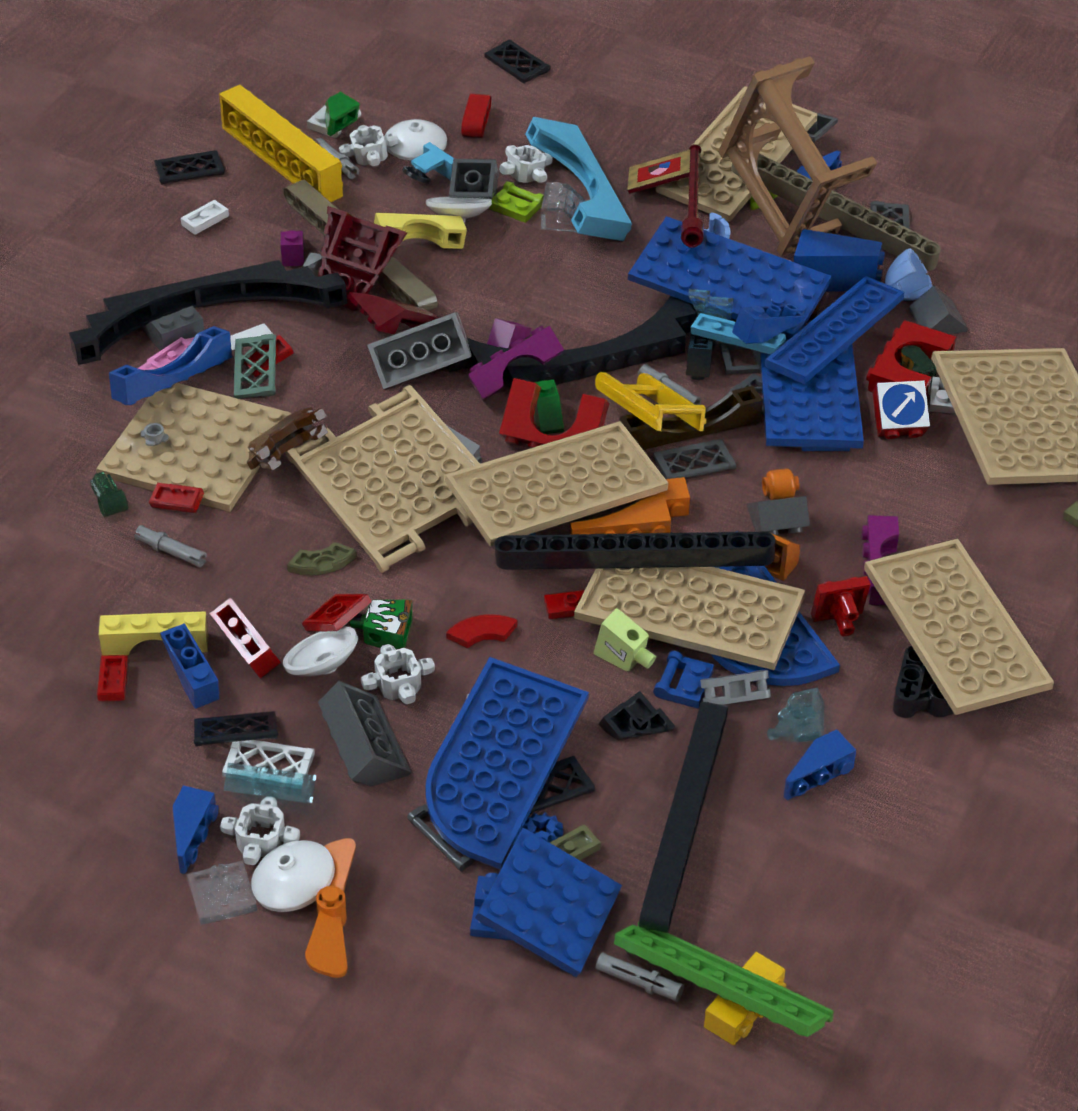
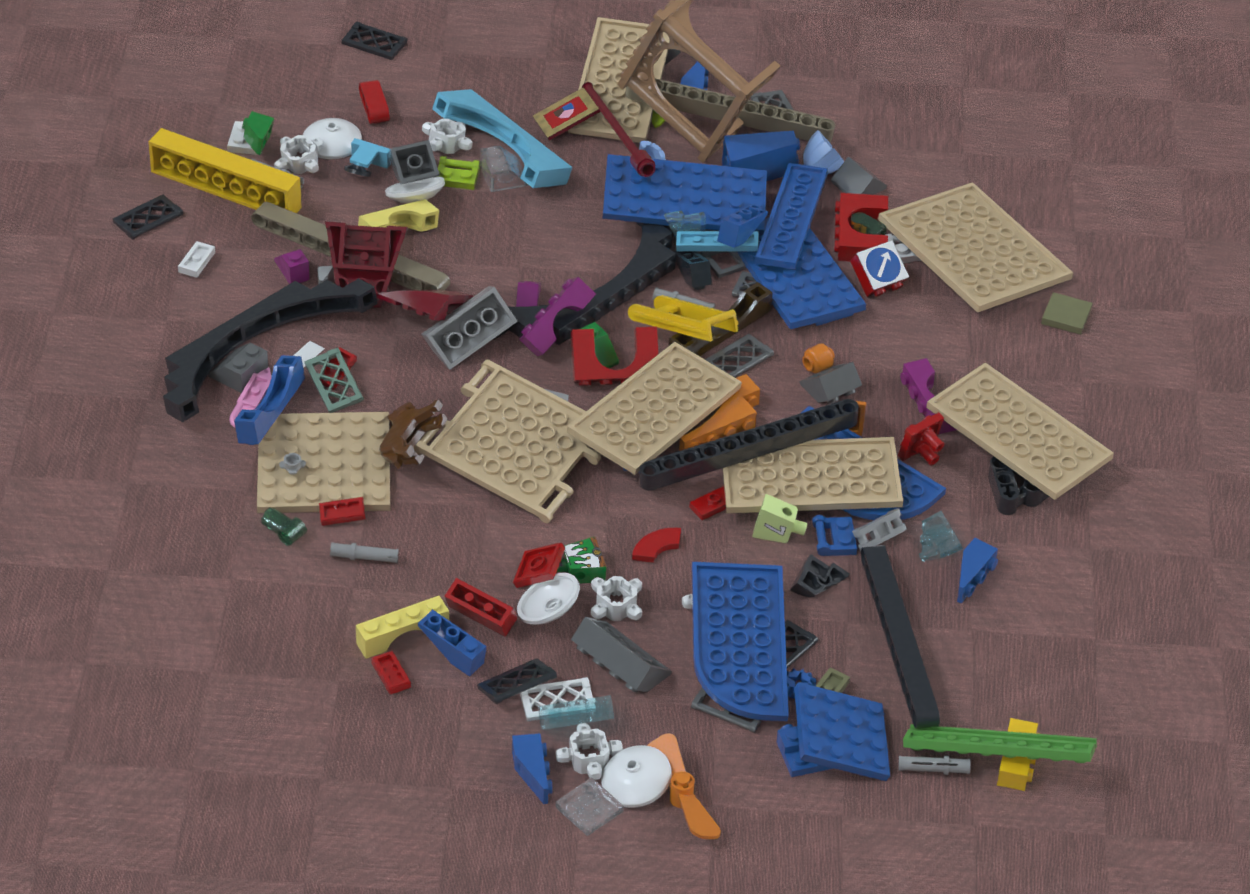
camera: 25 degrees left, 0 degrees up
(321, 561) = (495, 528): olive tile -> none

